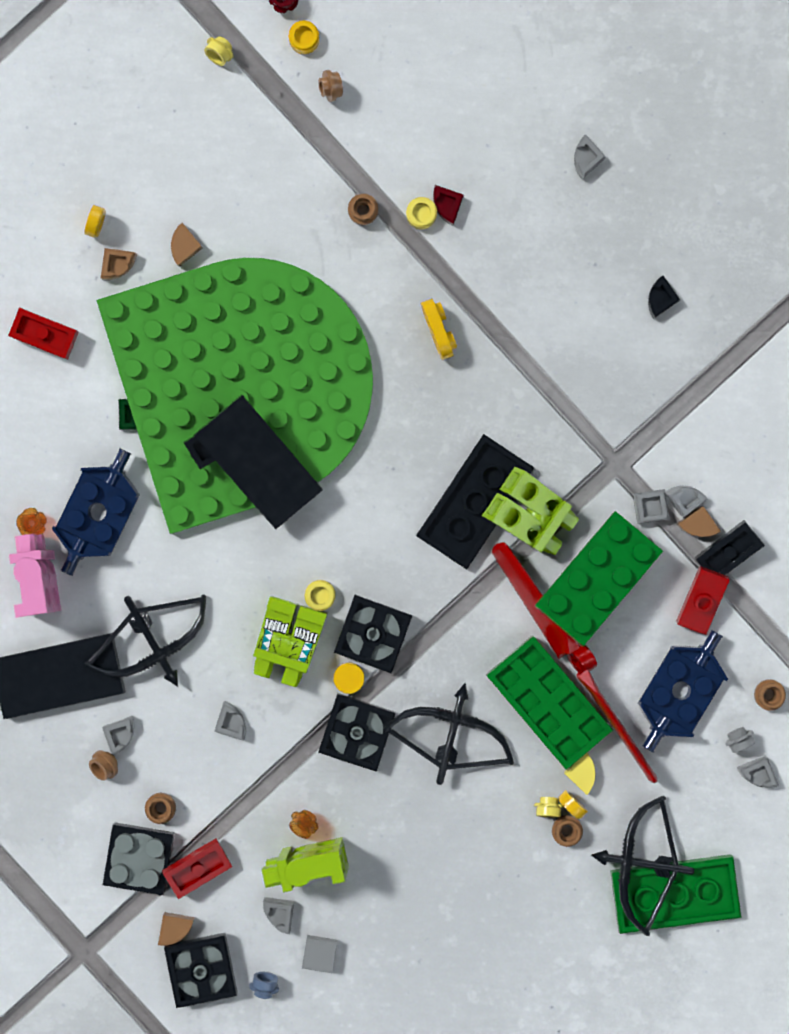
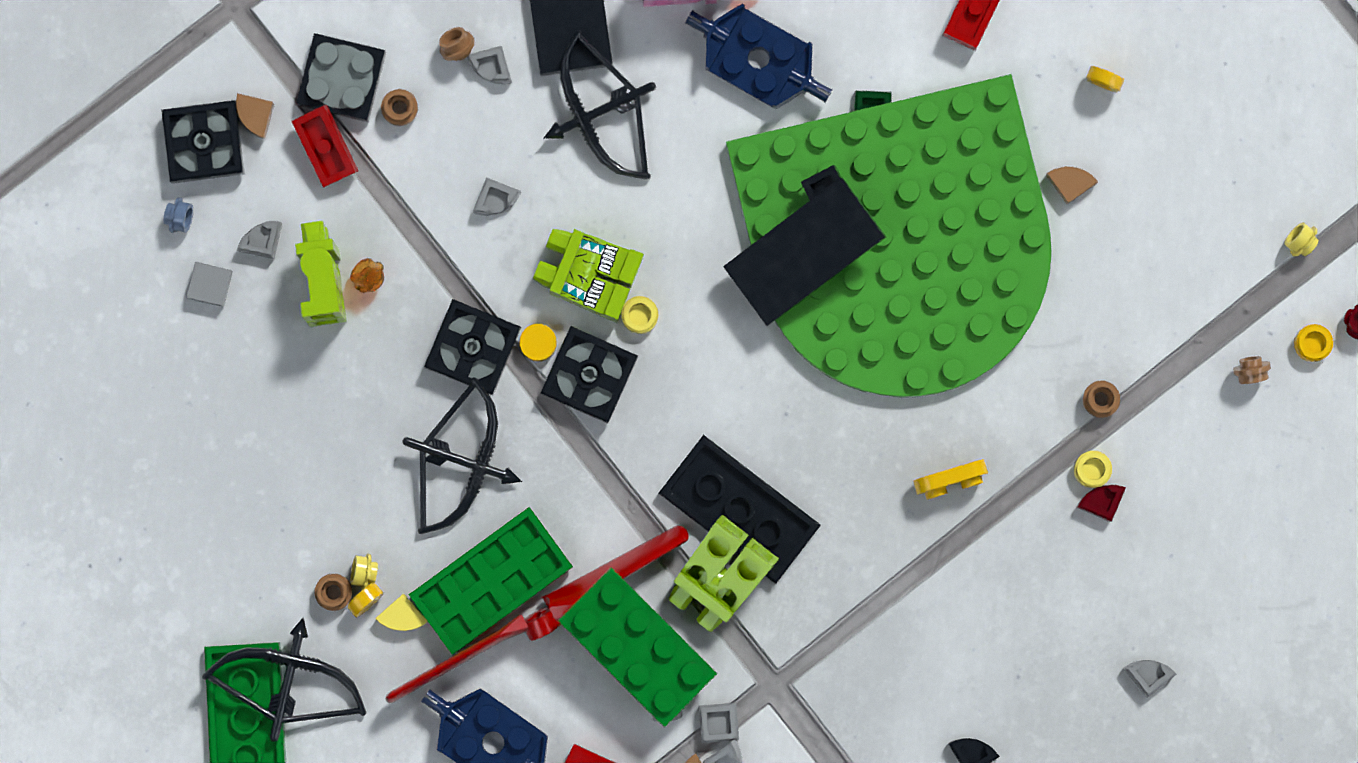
camera: 90 degrees right, 5 degrees down
(116, 263) = (1054, 101): medium nougat tile -> none

